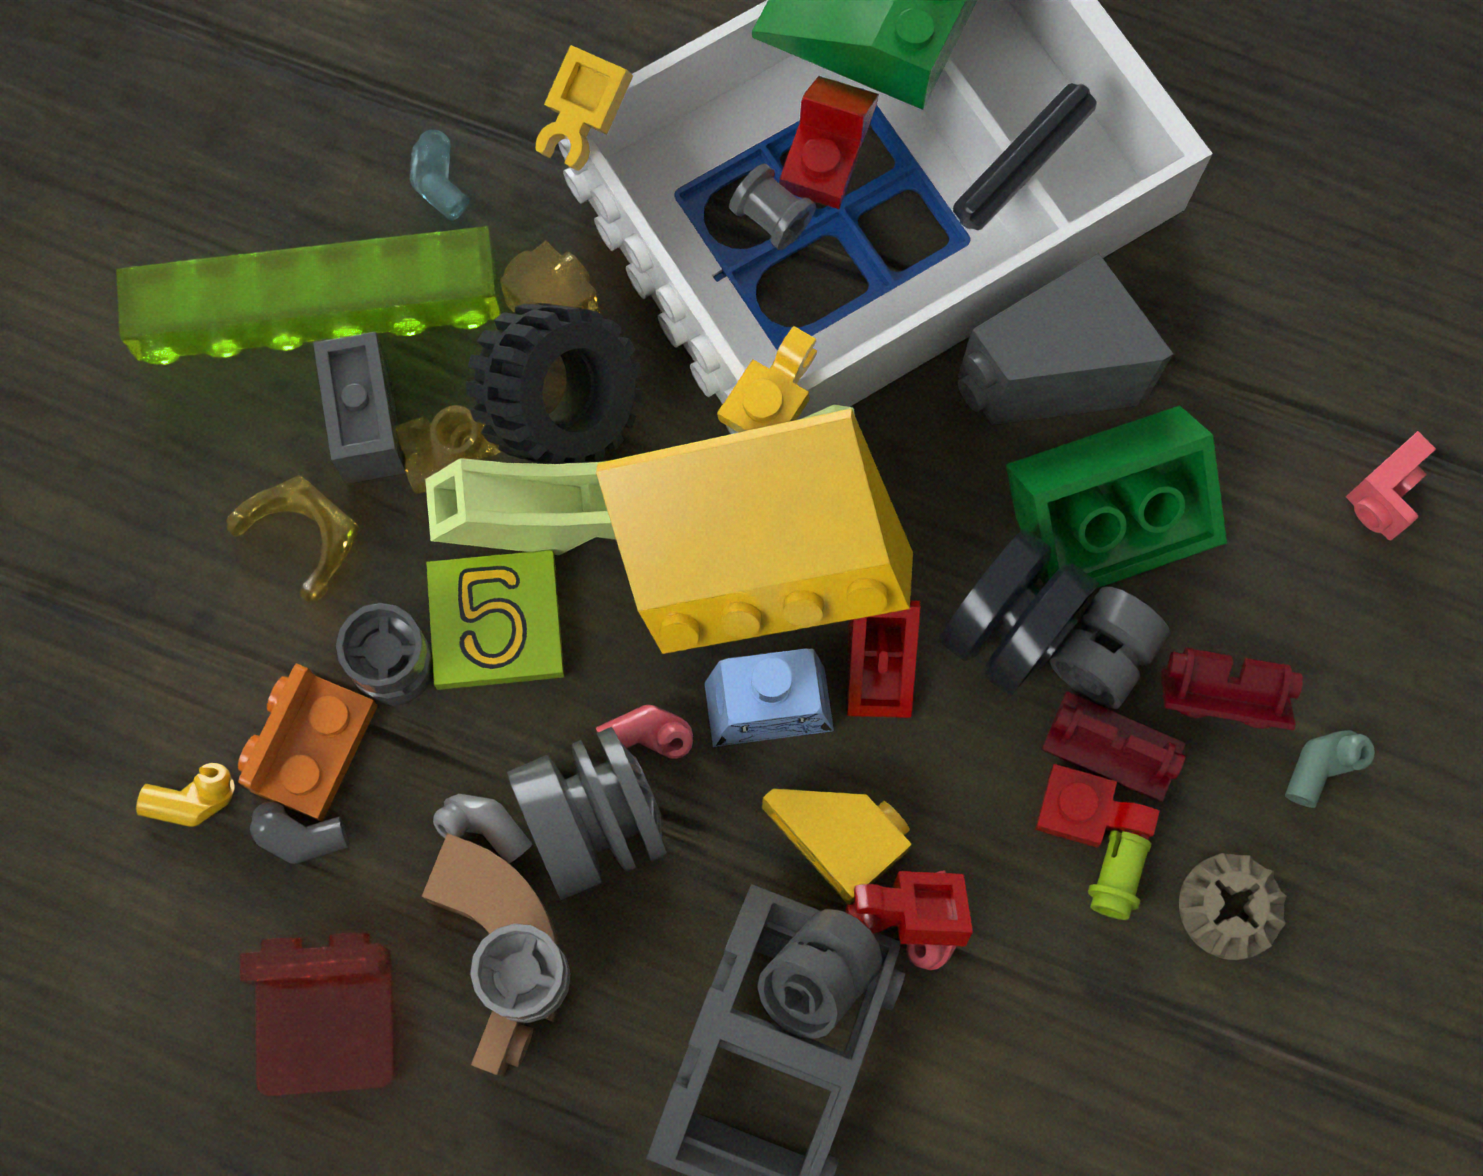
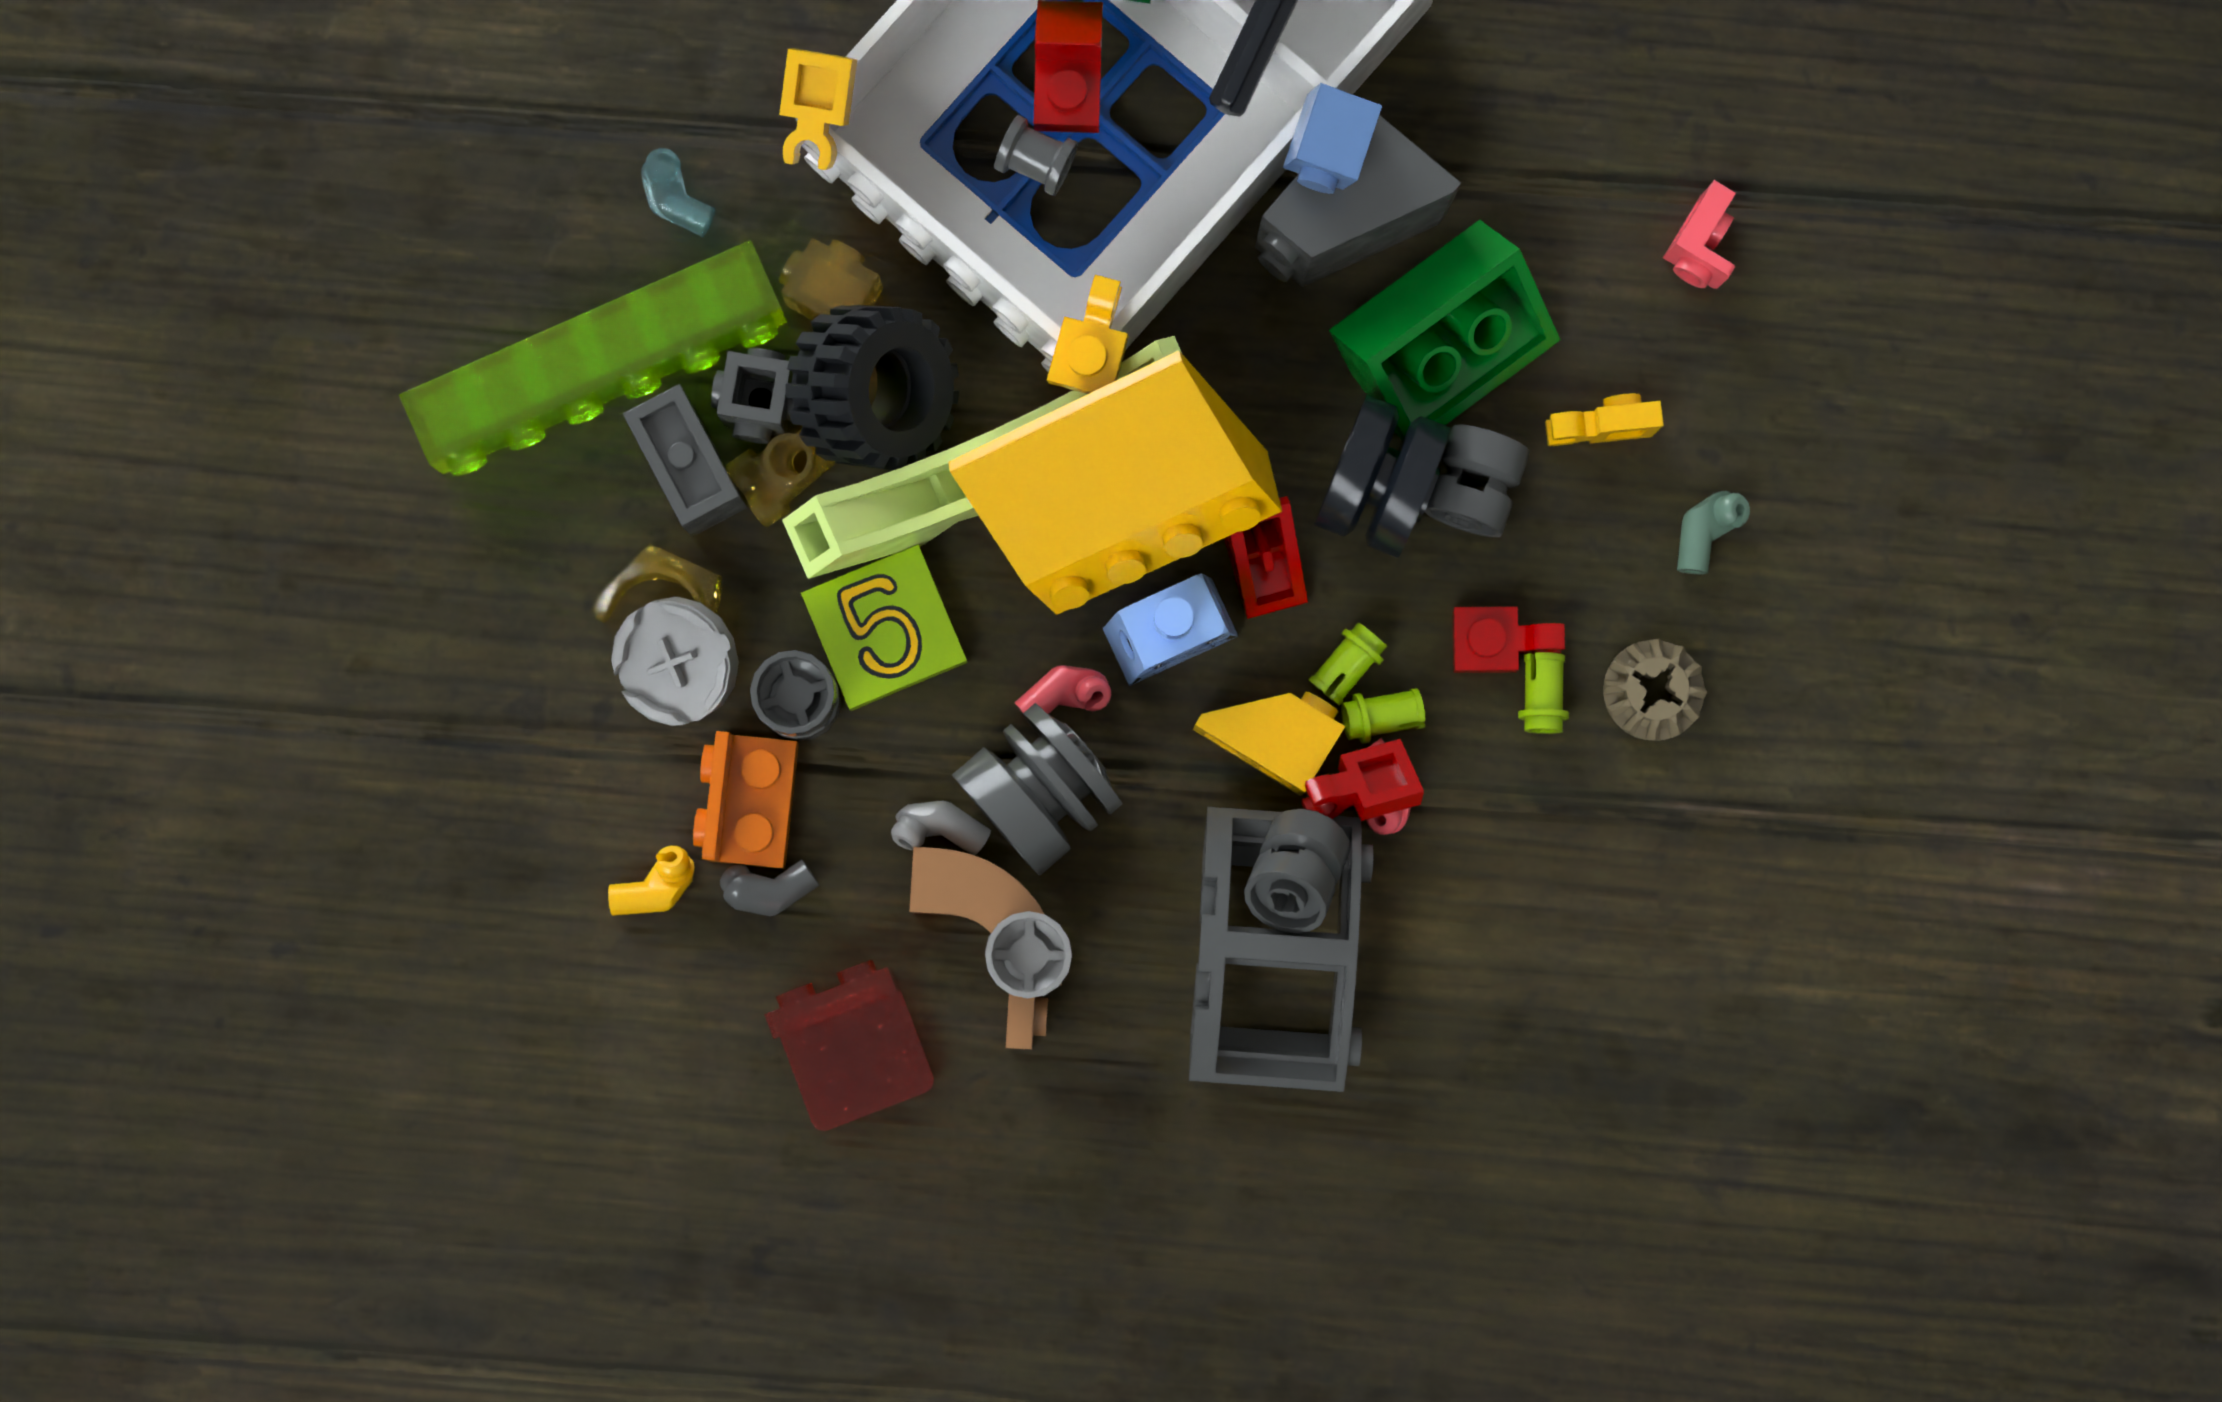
camera: 20 degrees left, 10 degrees up
(284, 589) = (675, 661): none -> light grey tile
(433, 355) = (738, 384): none -> dark grey brick
(936, 784) = (1348, 663): none -> lime pin
(953, 847) = (1382, 714): none -> lime pin
(1060, 271) = (1331, 139): none -> medium blue brick
(1114, 747) = (1506, 573): dark red hinge -> none
(1200, 687) = (1572, 491): dark red hinge -> none
(1261, 631) = (1619, 419): none -> yellow plate

